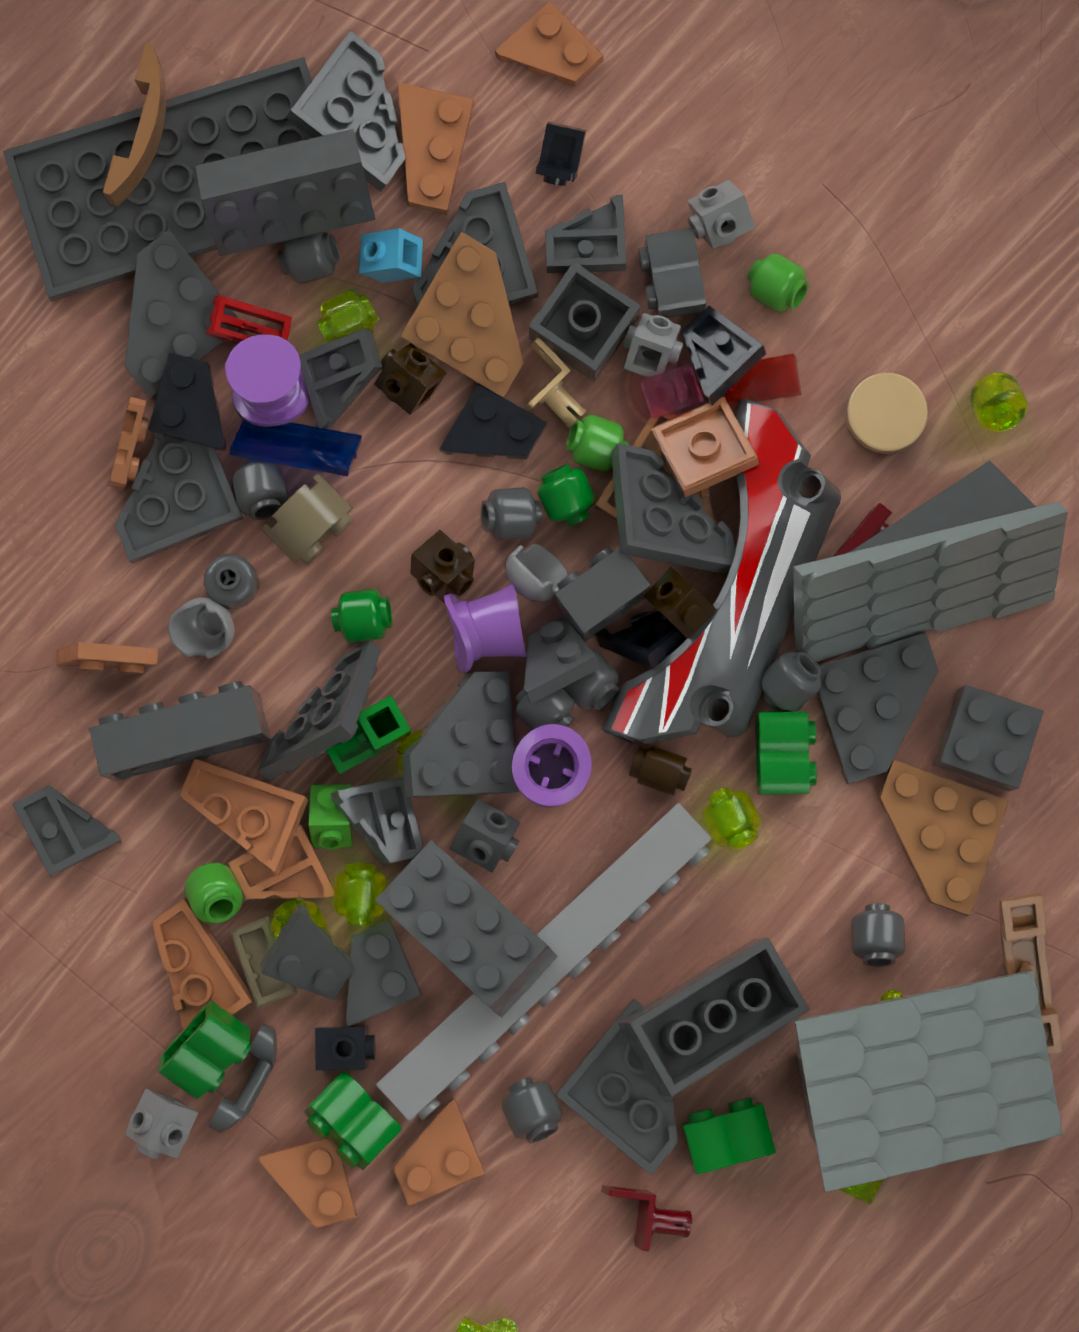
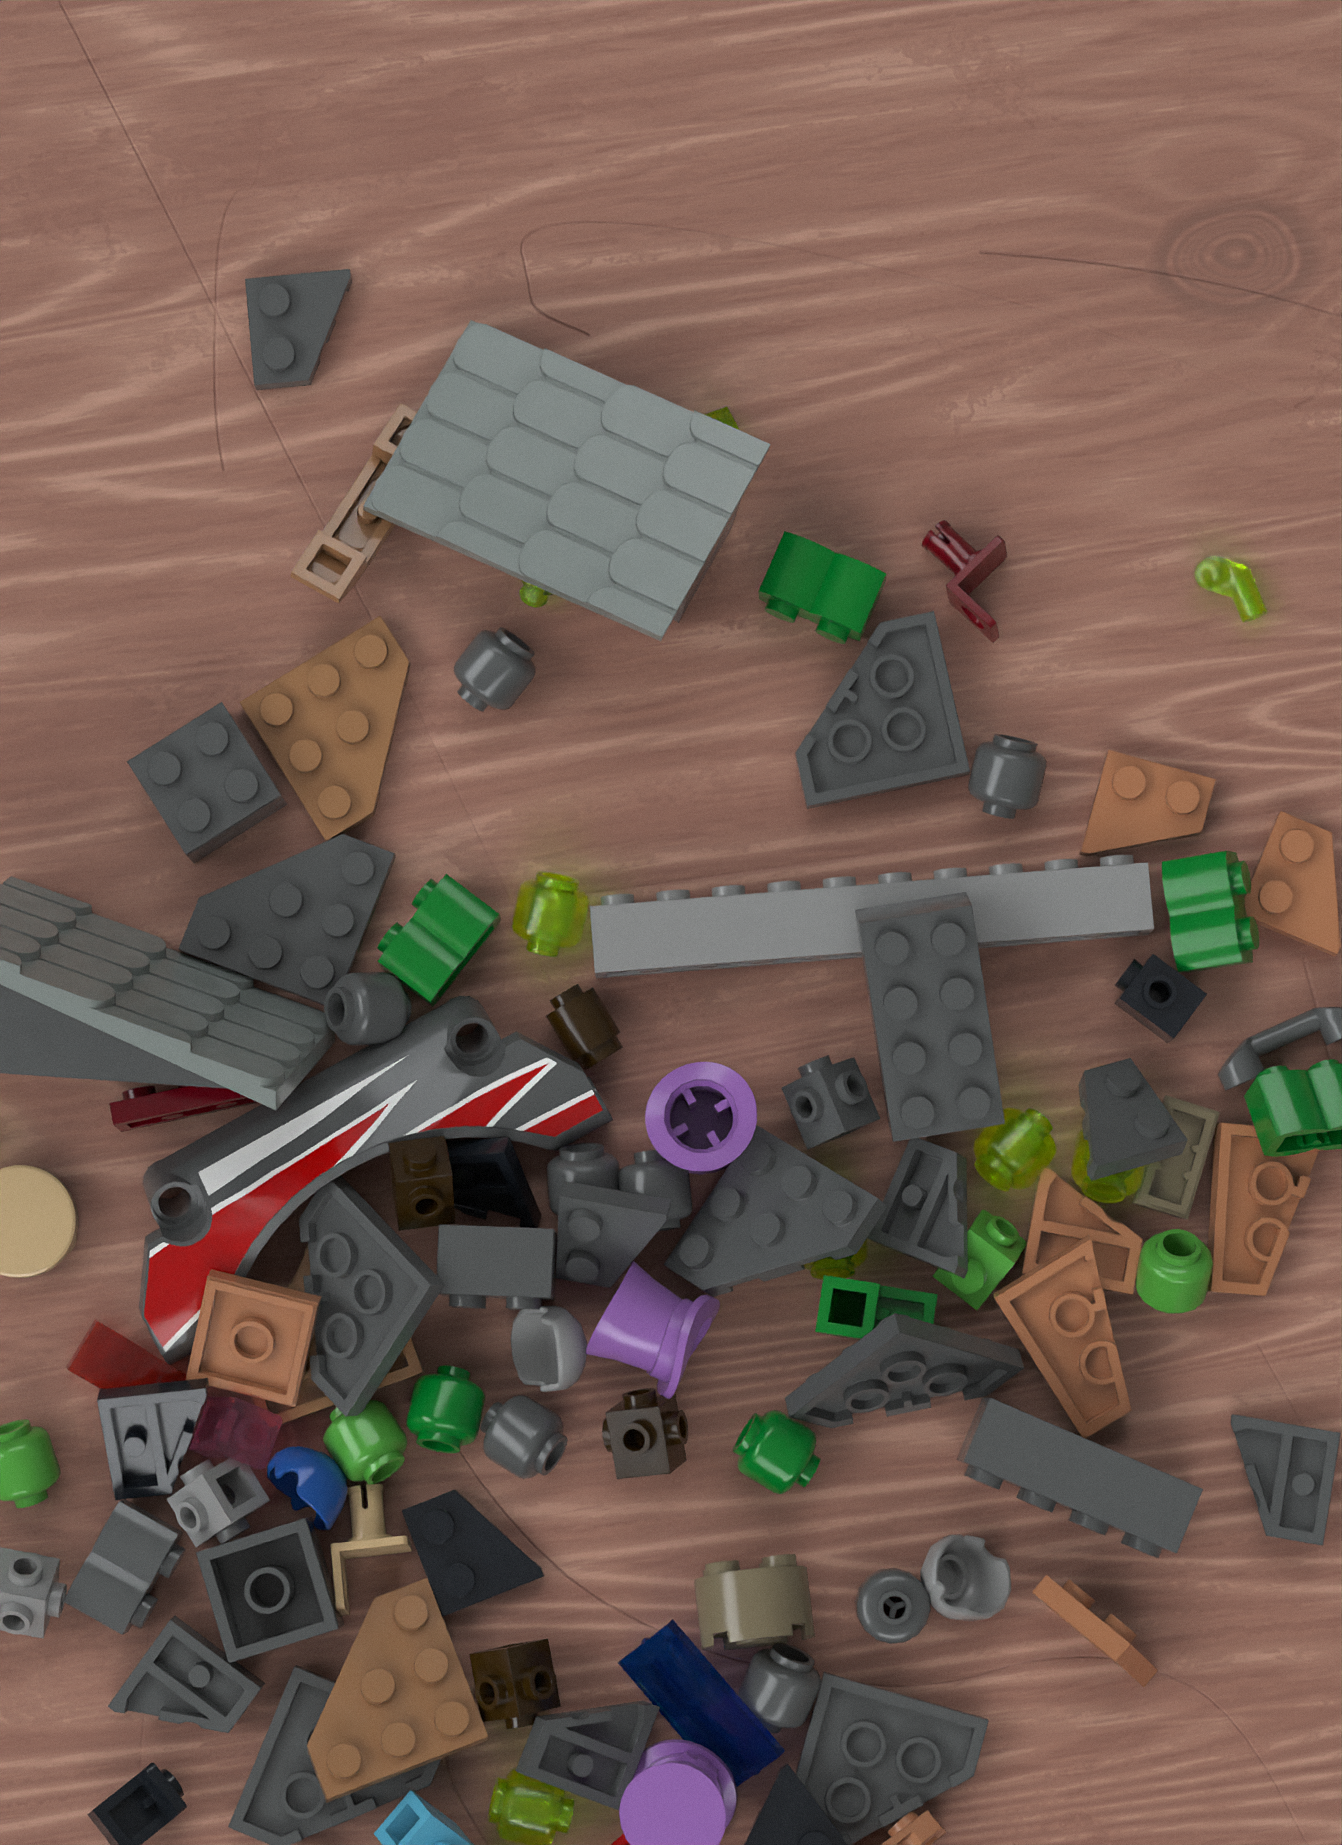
camera: 140 degrees left, 0 degrees up
(379, 974) = (1056, 1047): dark grey wing -> none
(608, 398) = (310, 1481): none -> blue hair
(713, 1016) = (738, 718): dark grey brick -> none

